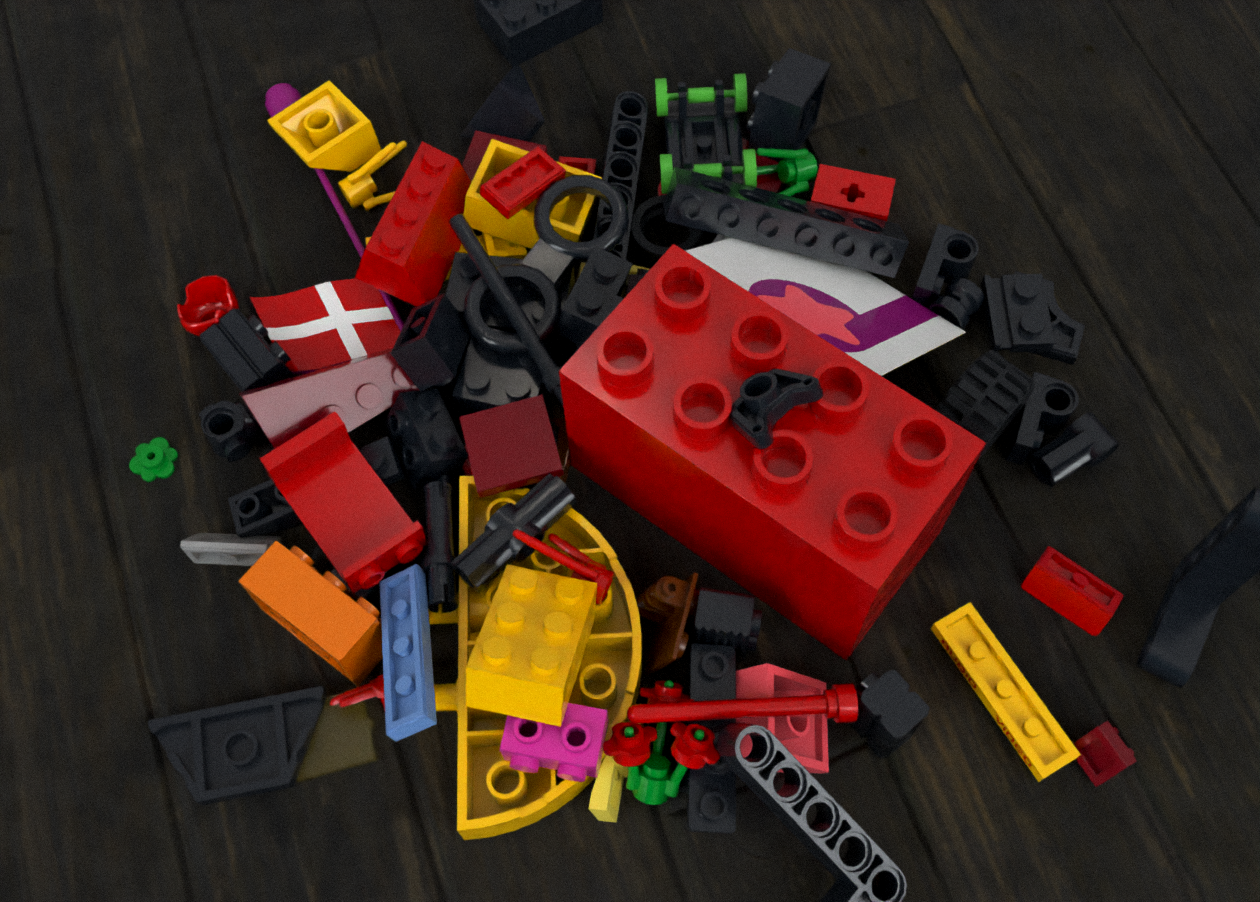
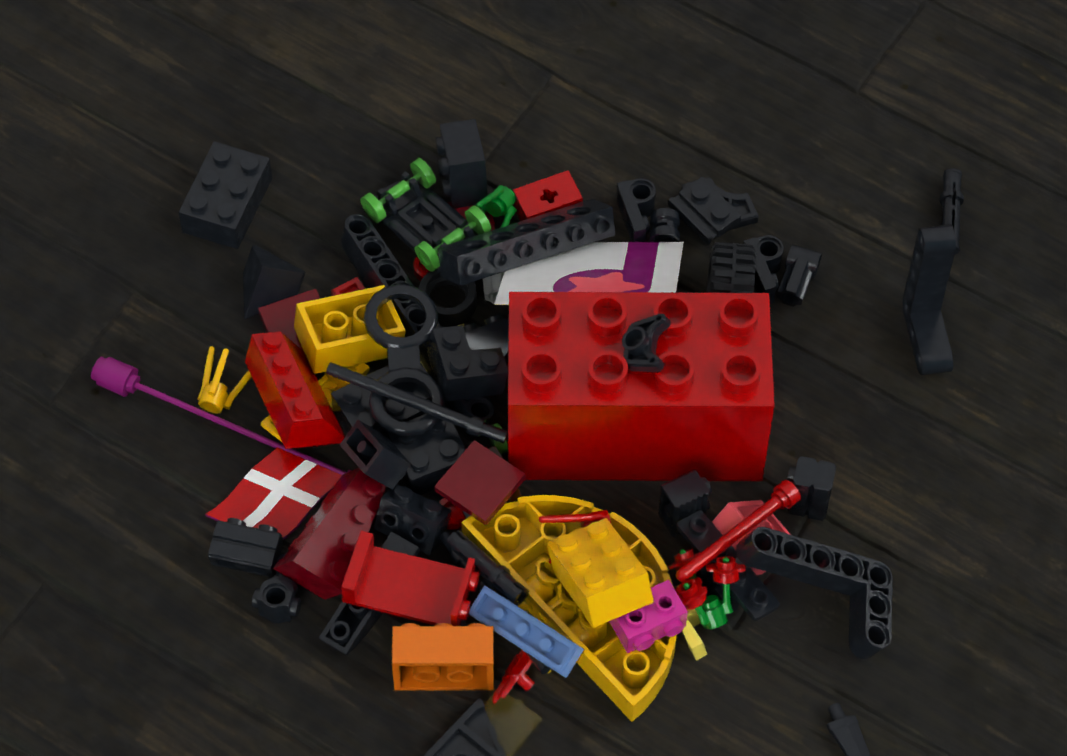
camera: 40 degrees left, 5 degrees down
(161, 464) = (232, 660): green plant -> none
(206, 303) = (189, 534): red hair -> none
(226, 548) = (346, 667): light grey slope -> none
(327, 130) = (163, 368): yellow slope -> none
(498, 547) = (526, 529): black piece -> none
(522, 182) = (347, 318): red plate -> none
(668, 604) = (653, 518): reddish brown hinge -> none
(1005, 692) = (861, 436): yellow plate -> none
(1072, 591) = (856, 357): red slope -> none
(1103, 753) = (937, 433): dark red tile -> none

